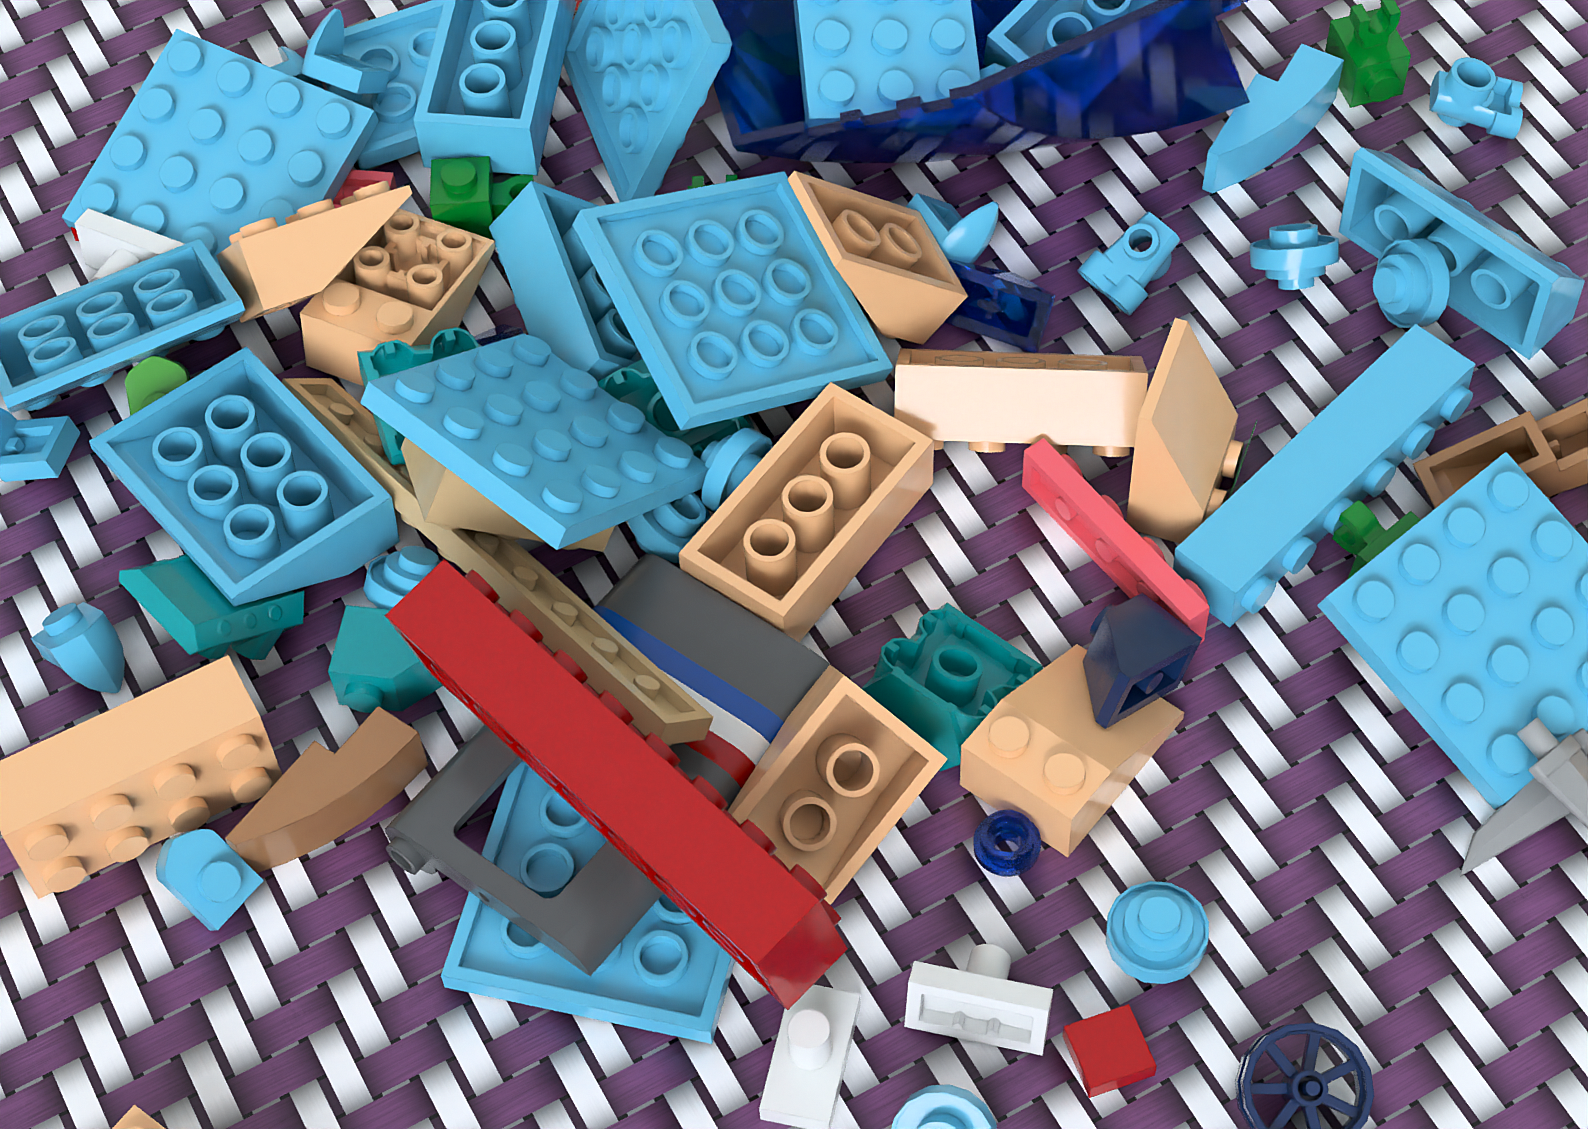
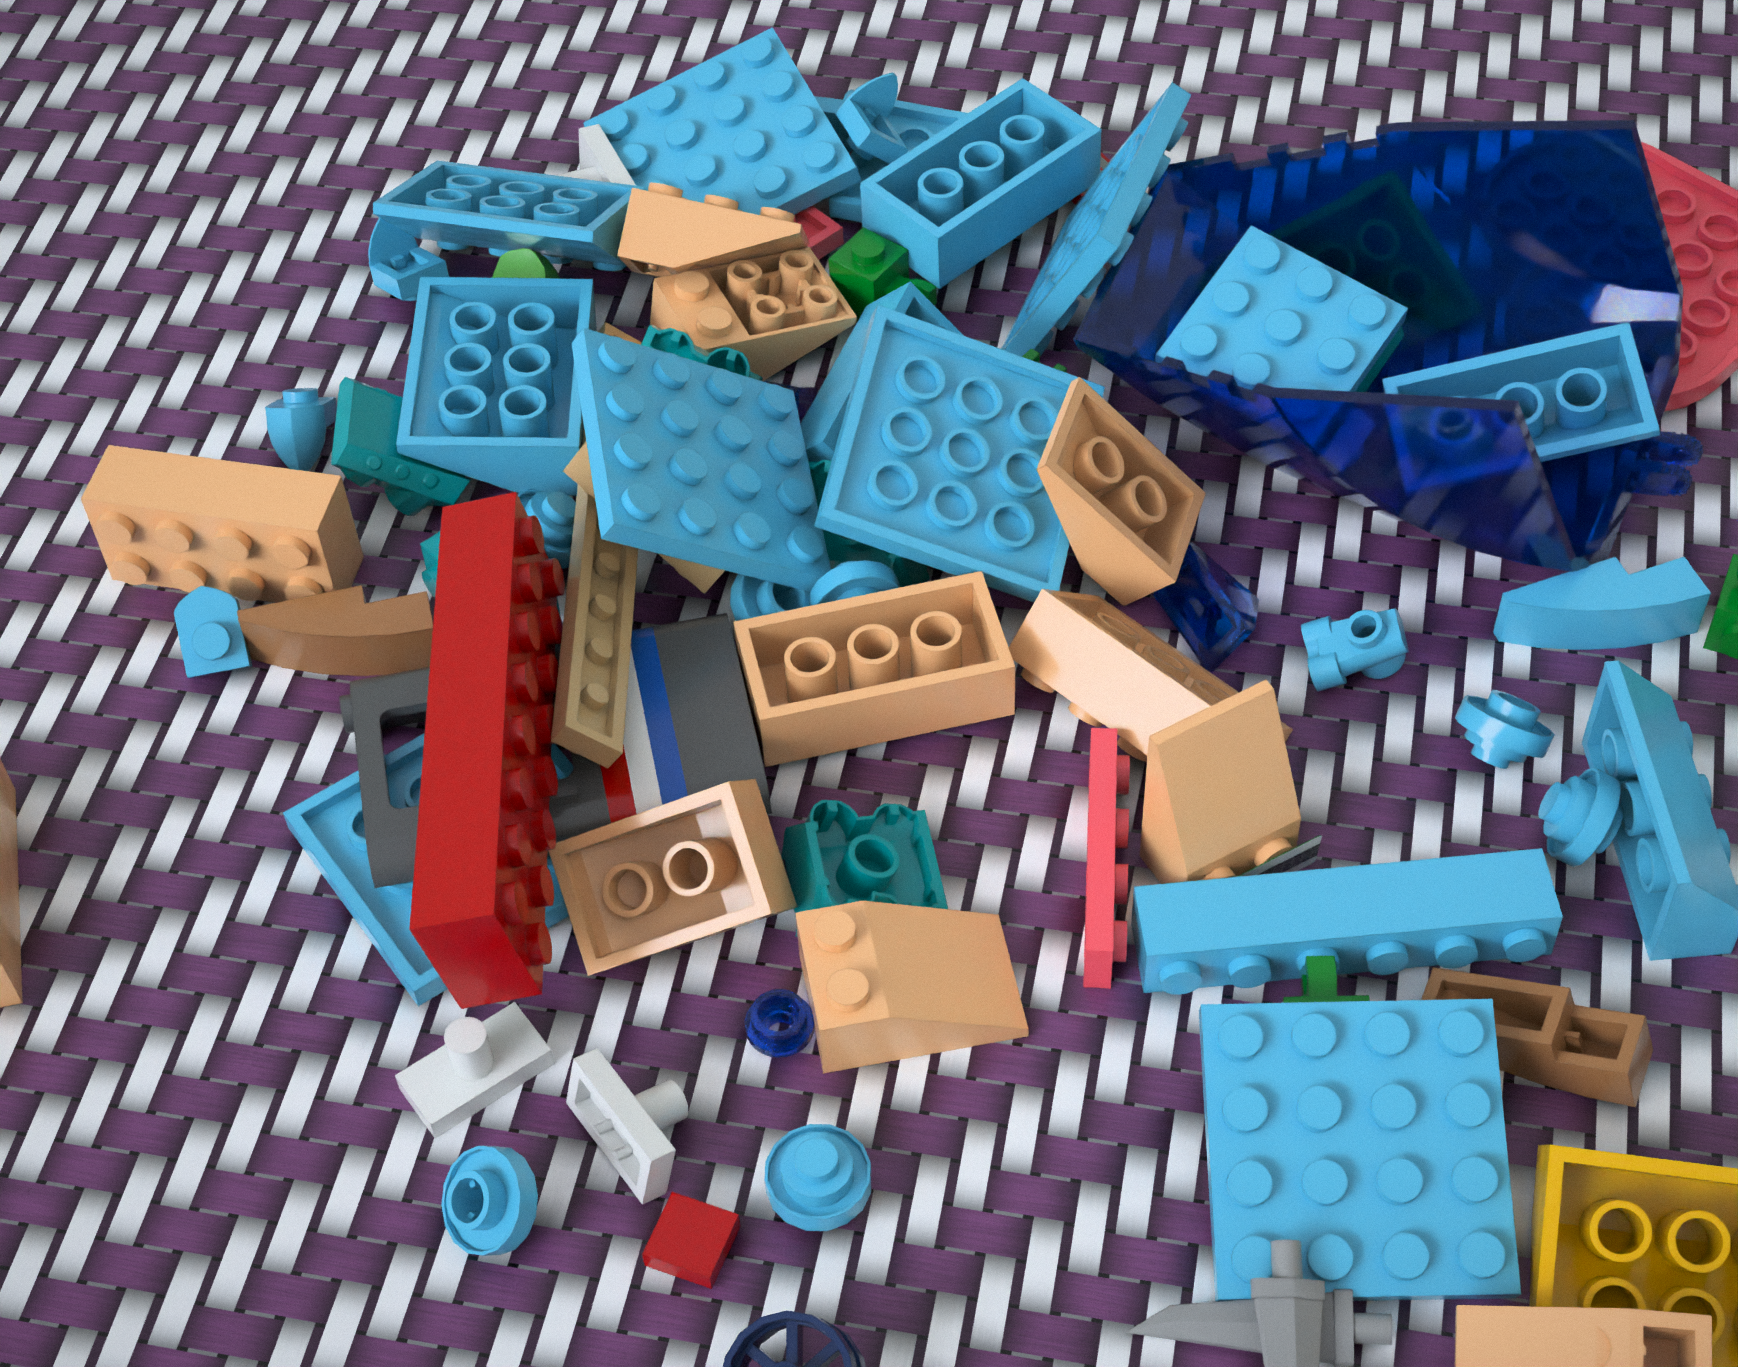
camera: 40 degrees right, 5 degrees down
(957, 236) = (1228, 526): medium azure plate -> none
(1135, 657) = (1015, 953): dark blue slope -> none

